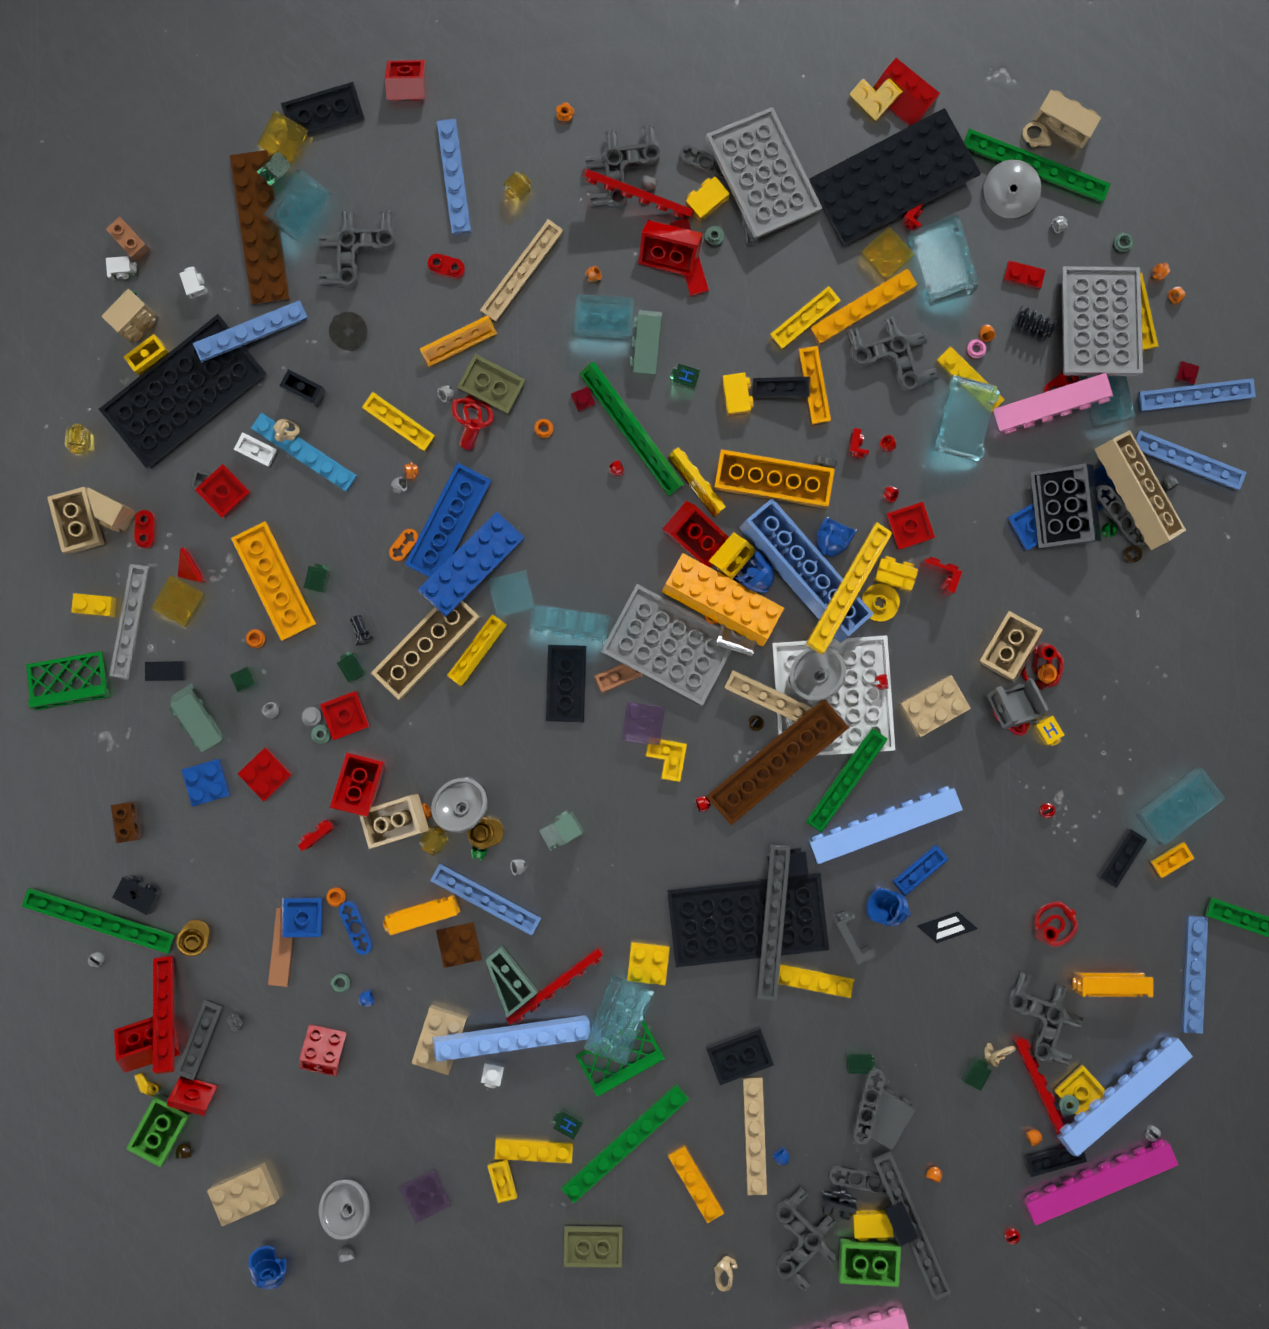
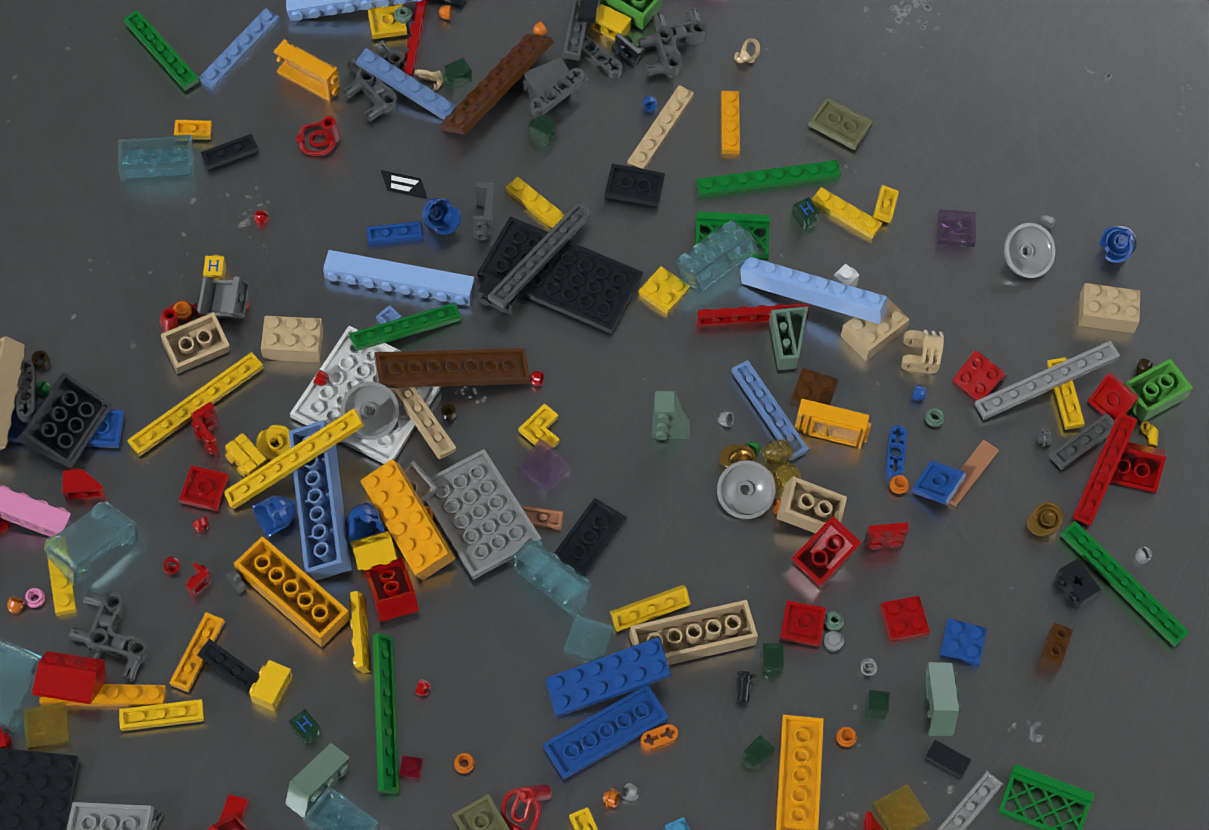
camera: 150 degrees left, 25 degrees down
(239, 1079) = (1067, 401): none -> yellow plate
(259, 1079) = (1047, 380): none -> light grey plate
(376, 1046) = (931, 347): none -> tan piece
(453, 859) = (777, 452): none -> clear yellow head
(868, 783) = (388, 314): none -> medium blue tile
(895, 295) = (69, 677): none -> red slope
(932, 1085) = (496, 84): none -> reddish brown plate
(972, 596) = (181, 413): none -> yellow plate
(1013, 463) = (80, 485): none -> red slope
(1013, 1028) = (405, 84): none -> medium blue plate

